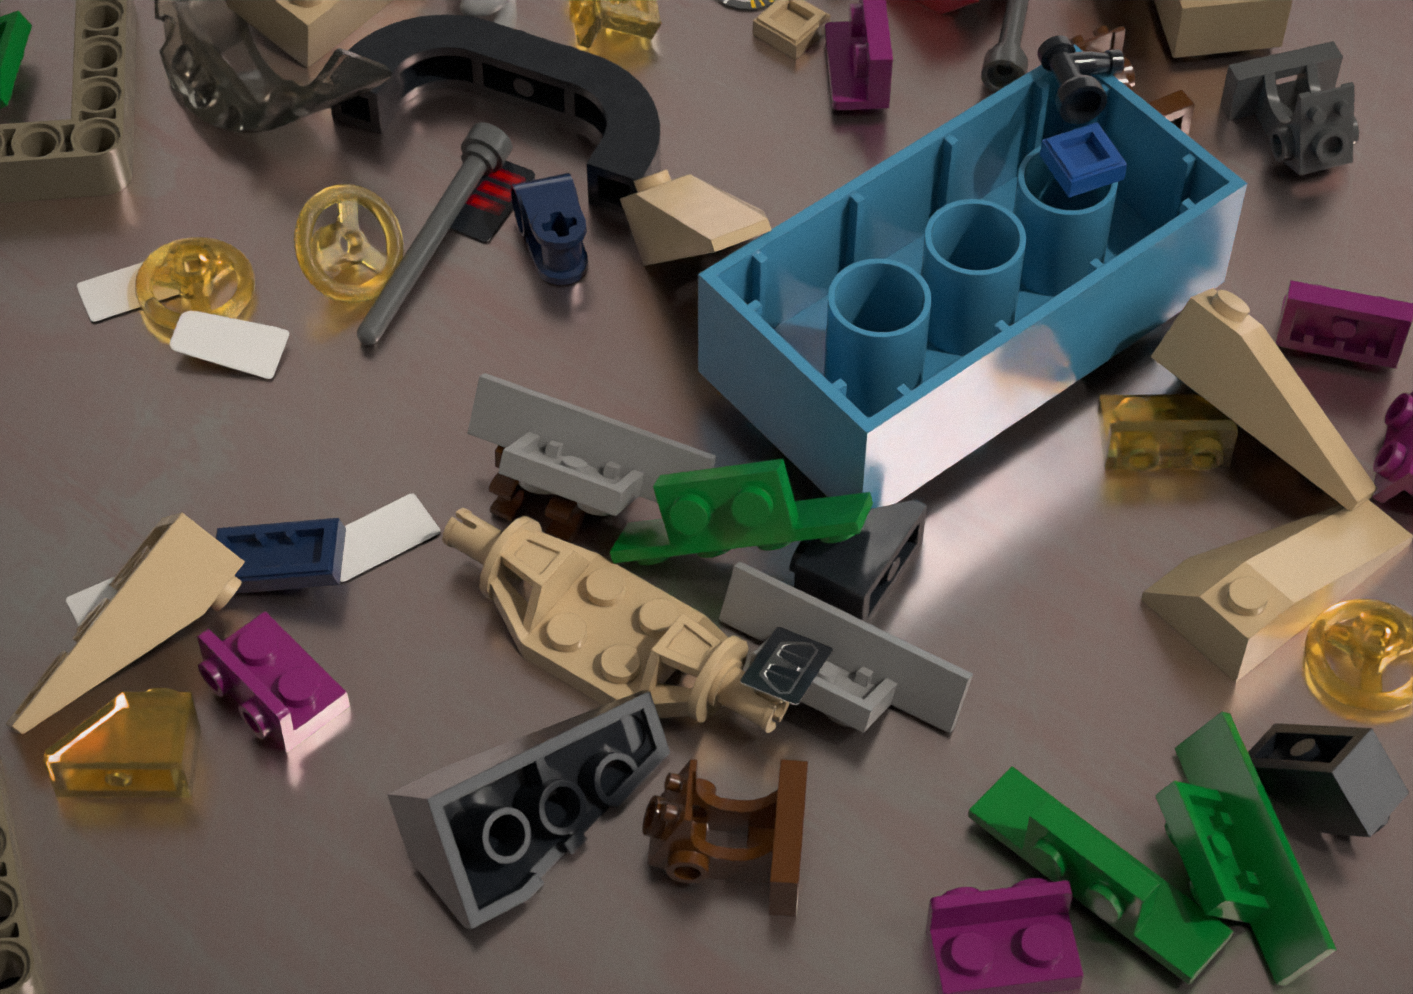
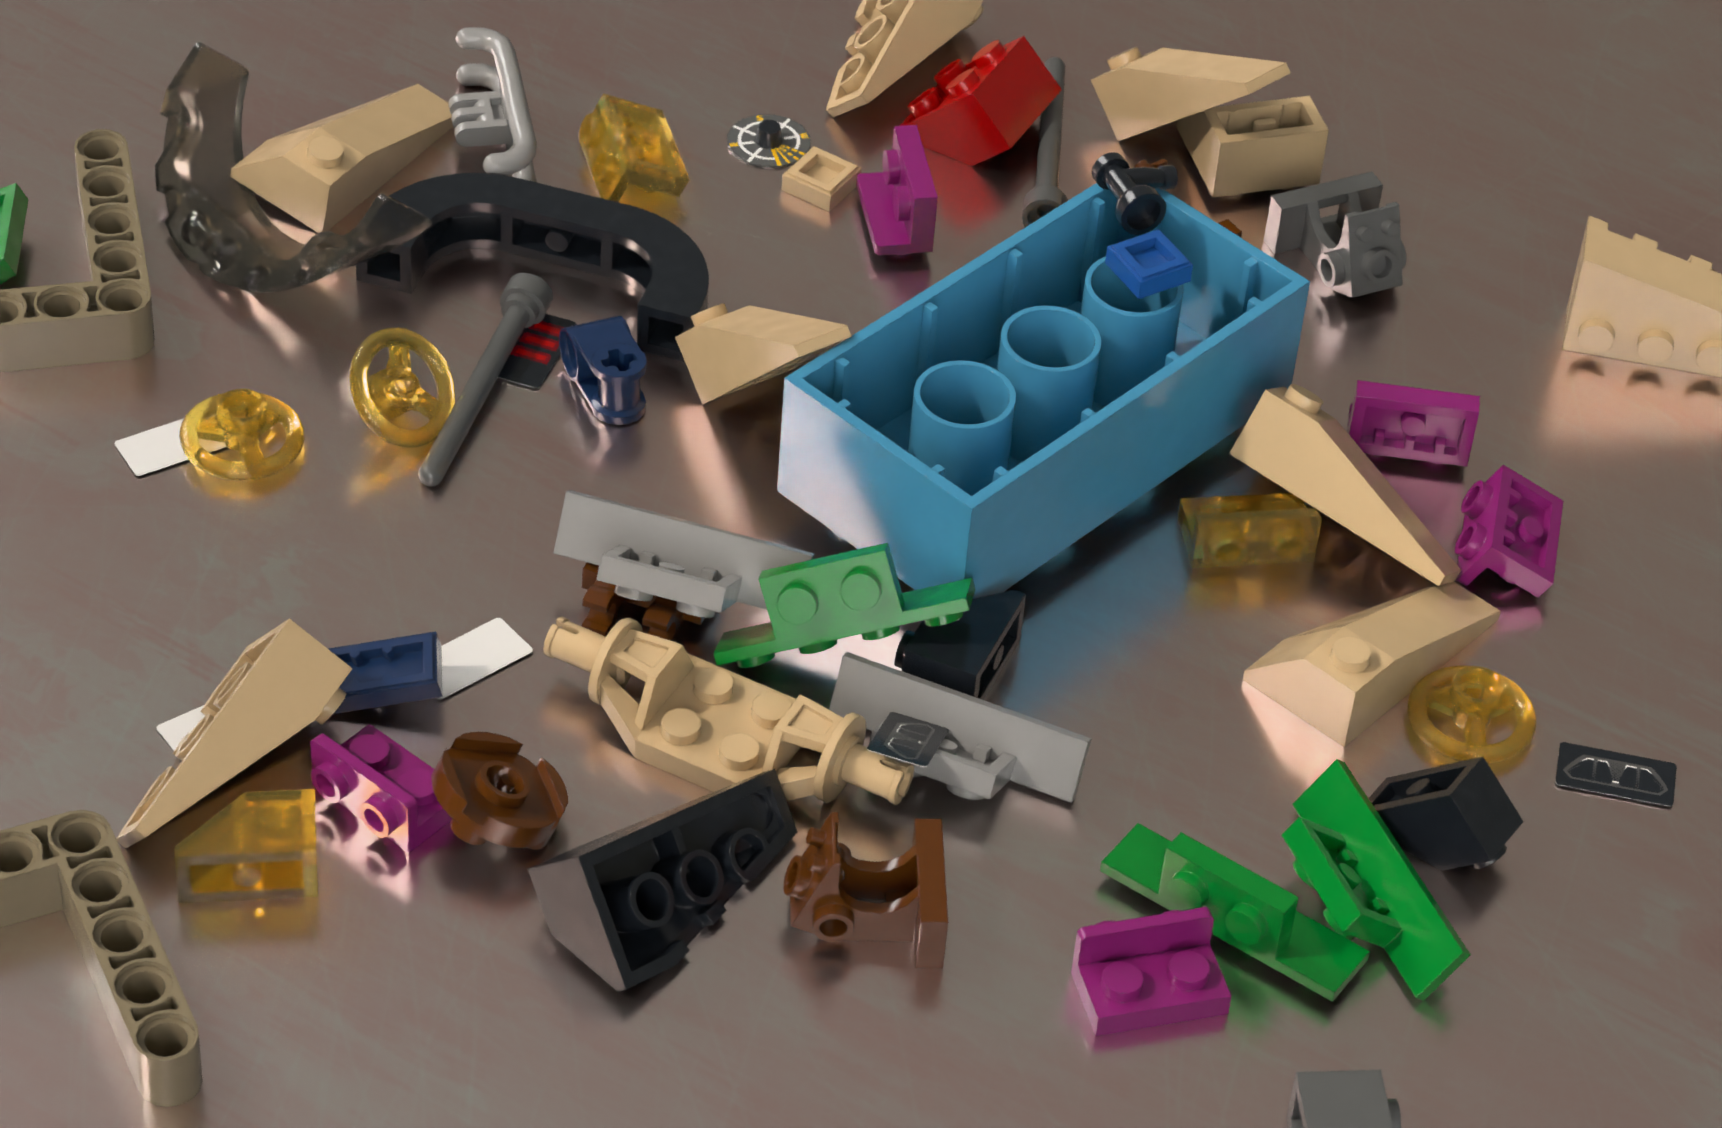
camera: 10 degrees left, 10 degrees down
(230, 342) = (288, 487): white sticker -> none
(356, 724) = (498, 792): none -> reddish brown plate

